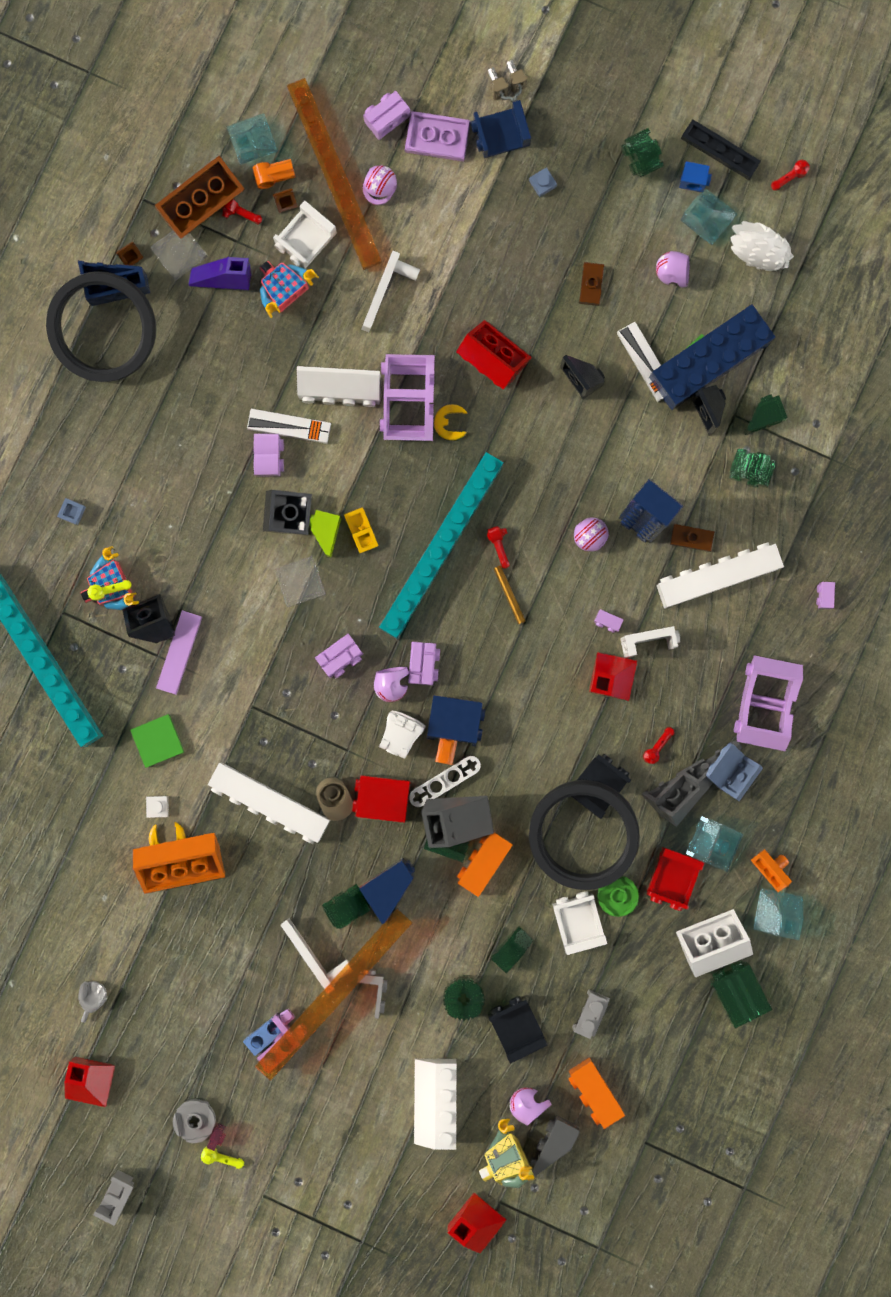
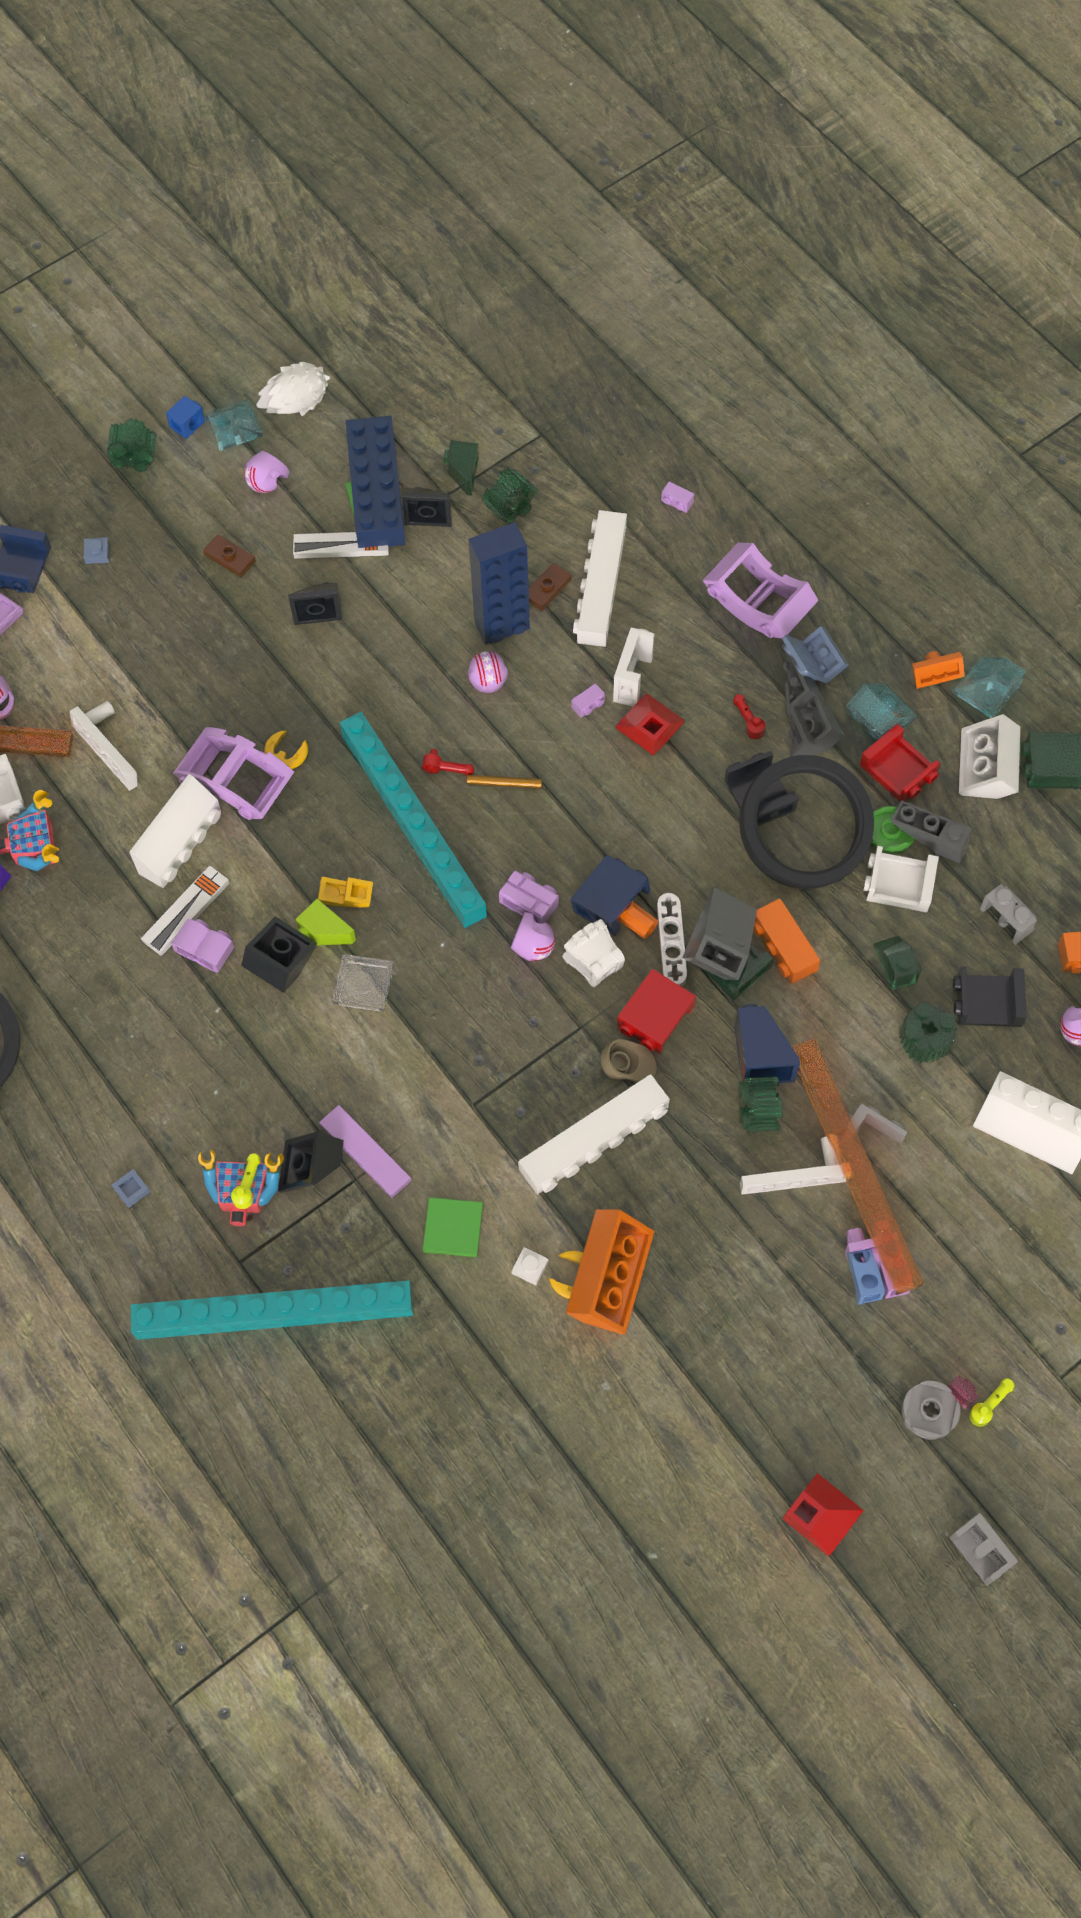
camera: 65 degrees left, 20 degrees down
(91, 997) = (720, 1458): light grey piece -> none
(339, 656) = (470, 979): lavender brick -> none
(493, 354) = (242, 675): red slope -> none
(629, 927) = (933, 831): none -> dark grey slope
(720, 149) = (174, 384): black plate -> none
(799, 170) = (240, 333): red piece -> none

